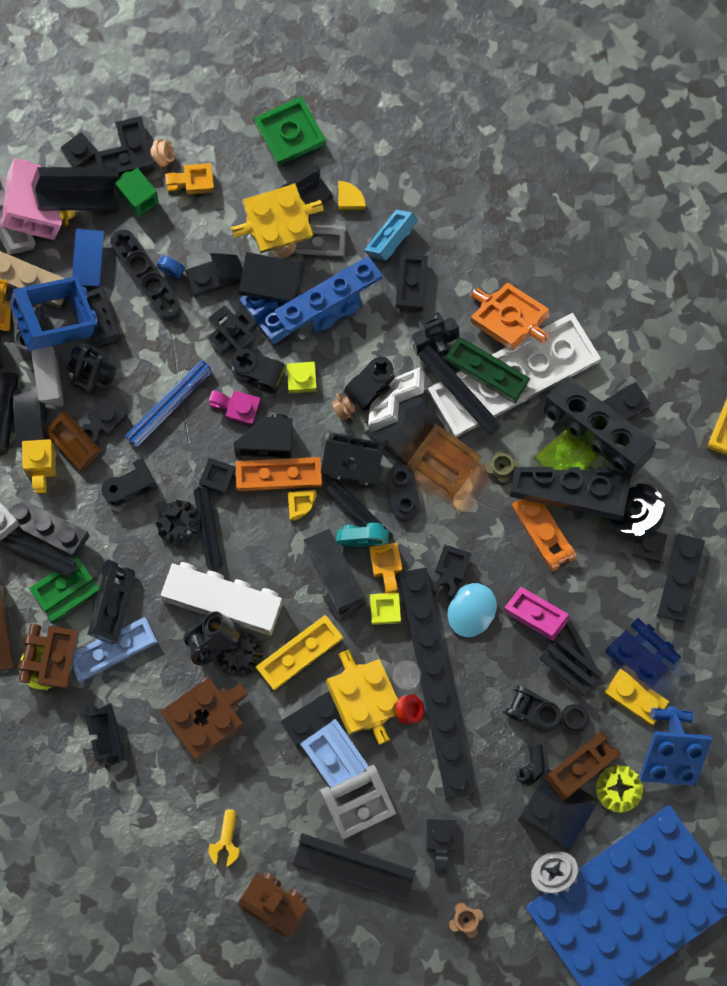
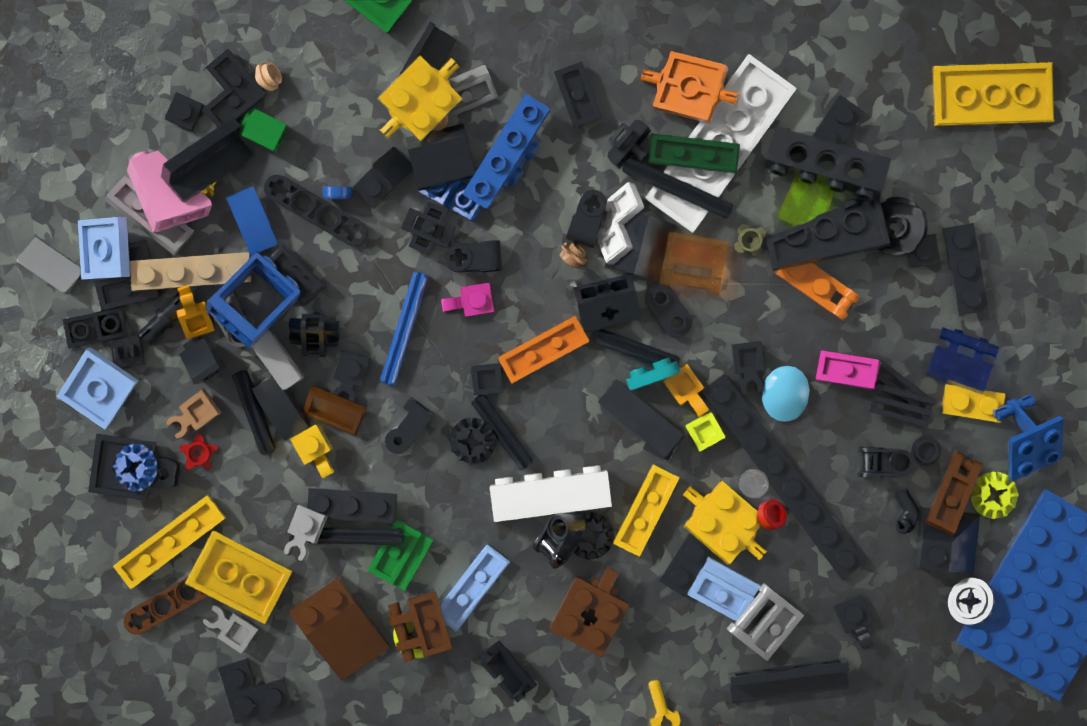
camera: 25 degrees left, 15 degrees up
(111, 602) = (451, 547): black plate -> none
(196, 179) = (314, 87): light orange plate -> none
(267, 438) = (517, 319): black slope -> none
(300, 503) = (577, 366): yellow tile -> none
(301, 377) = (517, 241): neon yellow plate -> none
(350, 197) = (474, 33): yellow tile -> none
(391, 235) = (535, 55): dark azure plate -> none
(469, 928) = (915, 684): medium nougat plate -> none

